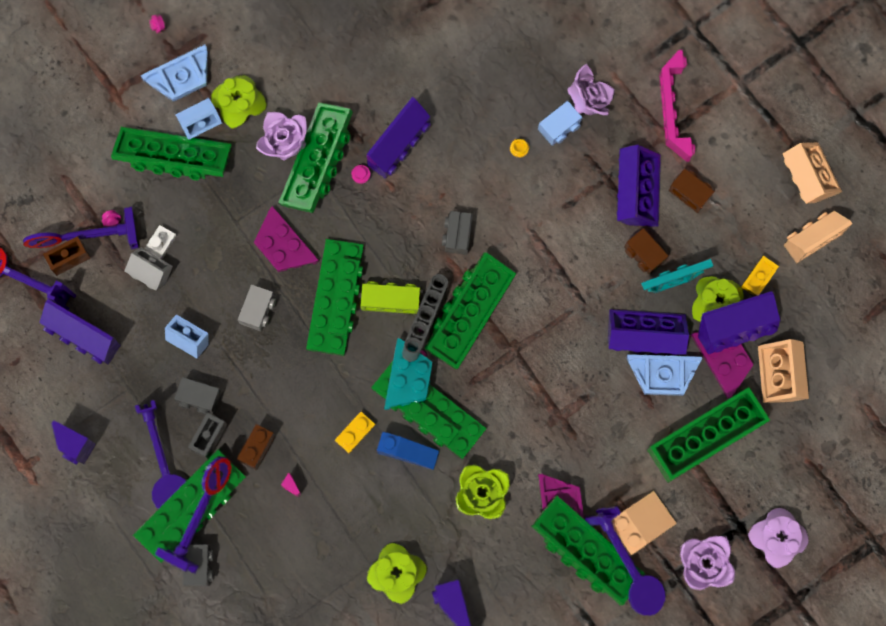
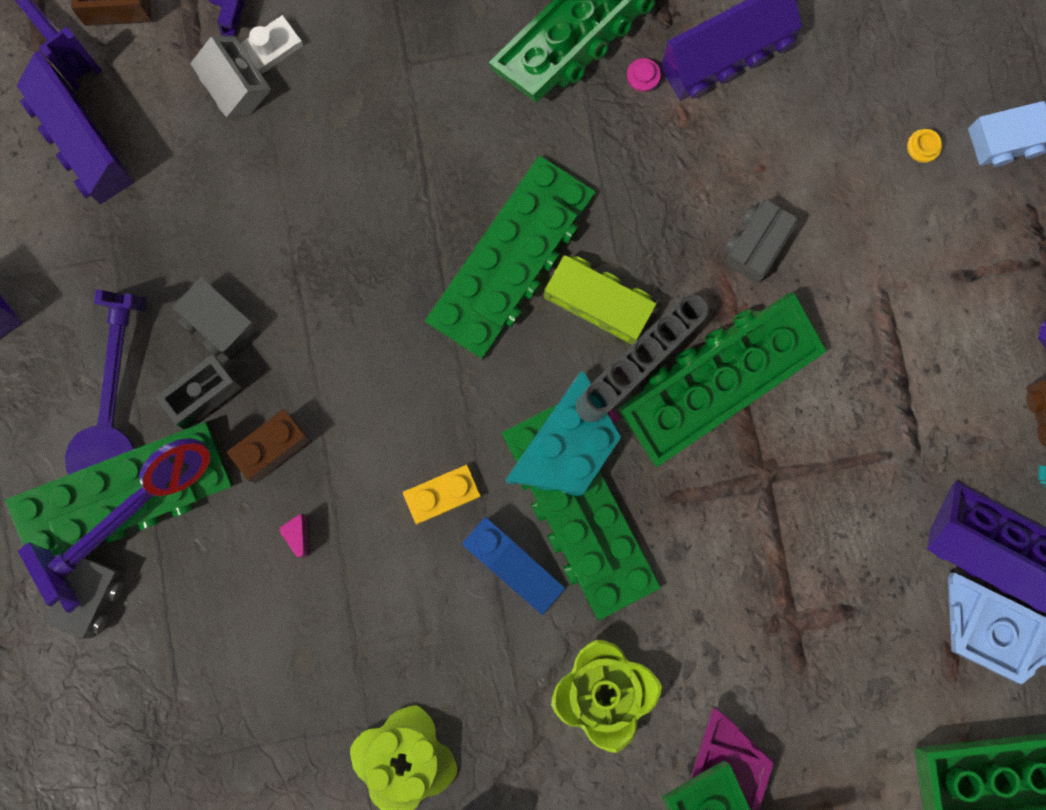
camera: 25 degrees right, 5 degrees up
(186, 336) = (240, 213): light blue brick -> none
(256, 308) = (375, 218): light grey brick -> none
(281, 244) = (464, 133): magenta wing -> none

